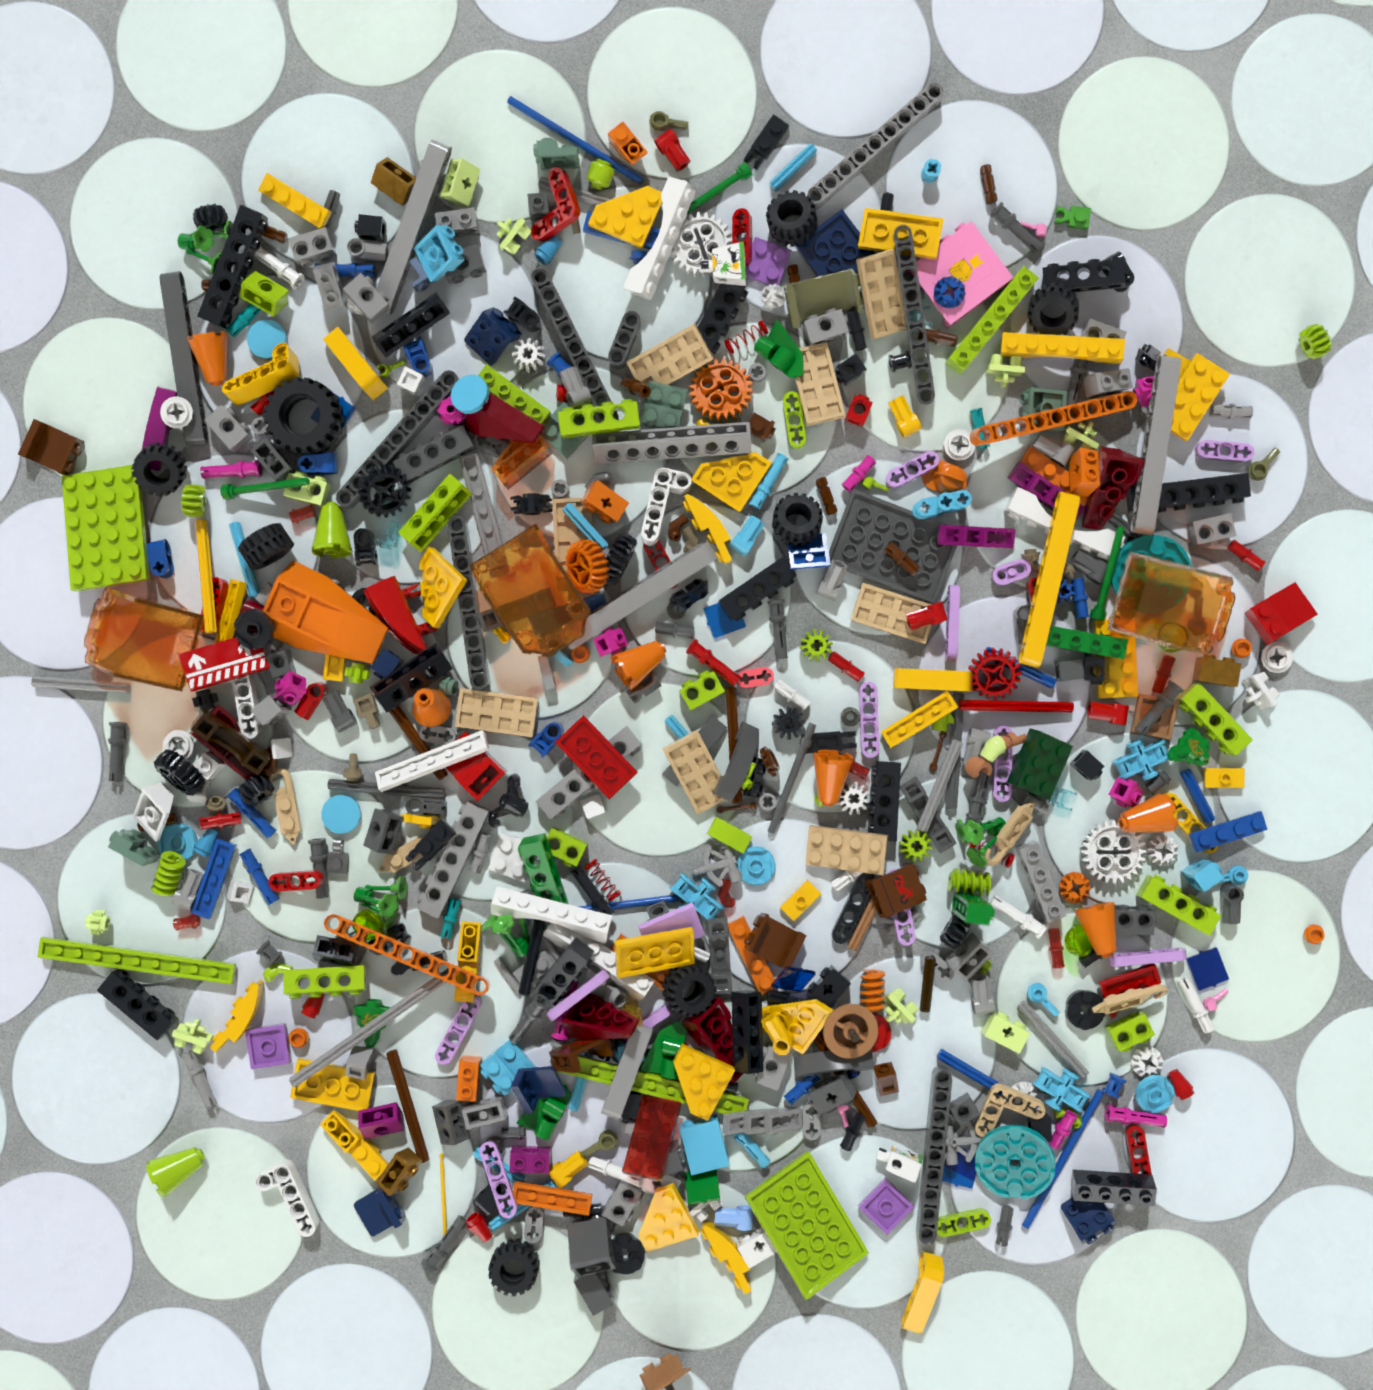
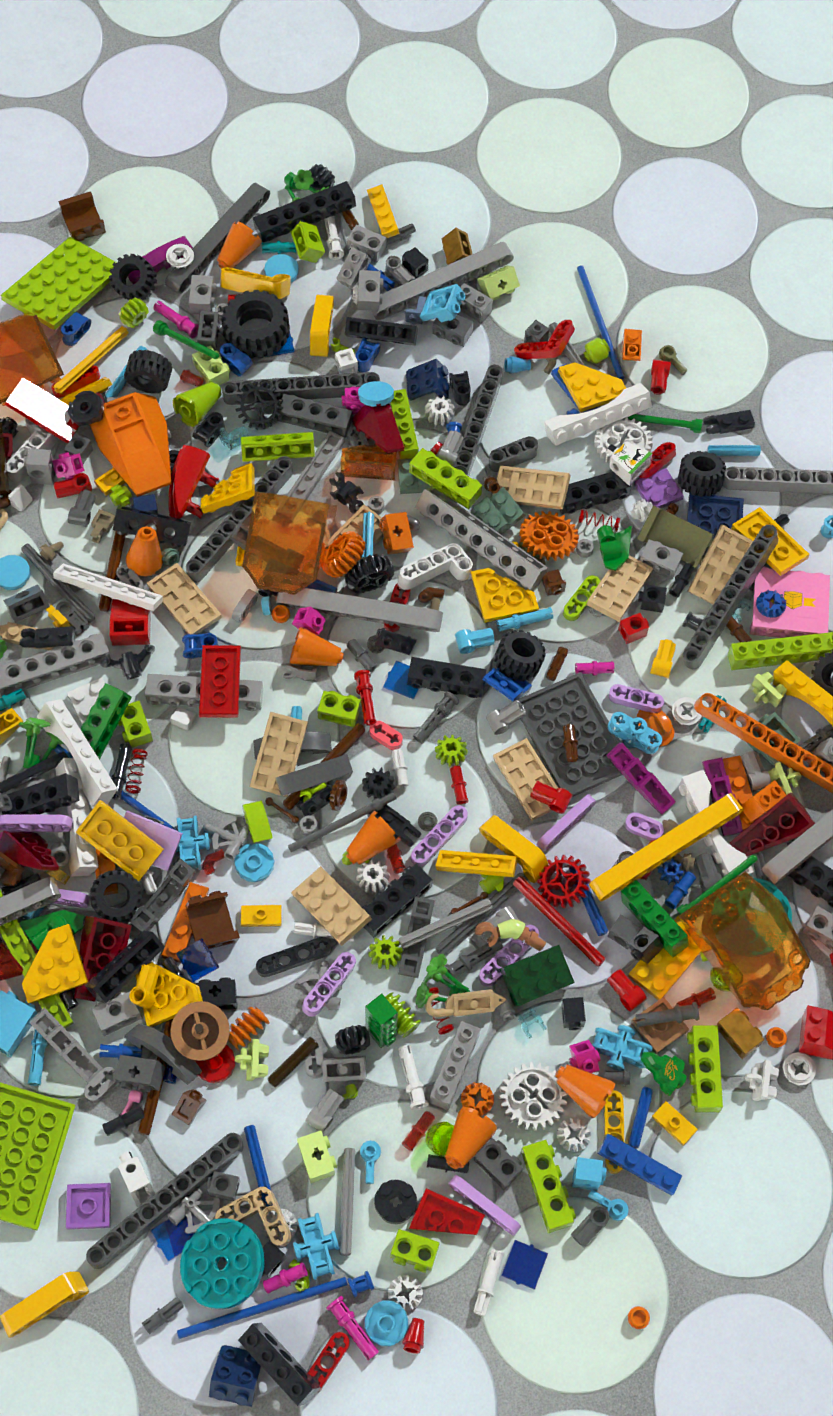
camera: 40 degrees right, 25 degrees down
(480, 853) = (73, 677): light grey pin -> none
(518, 228) = (502, 334): yellowish green hips -> none
(550, 156) = (575, 310): sand green plate -> none
(706, 520) = (454, 611): yellow slope -> none
(862, 926) = (290, 975): medium nougat axle -> none
(868, 482) = (597, 680): lime hand -> none
(896, 890) = (340, 967): reddish brown panel -> none
(949, 1231) = (116, 1276): lime beam -> none
(1129, 999) = (437, 1218): tan plate -> none
(1210, 1002) = (501, 1293): bright pink hand -> none

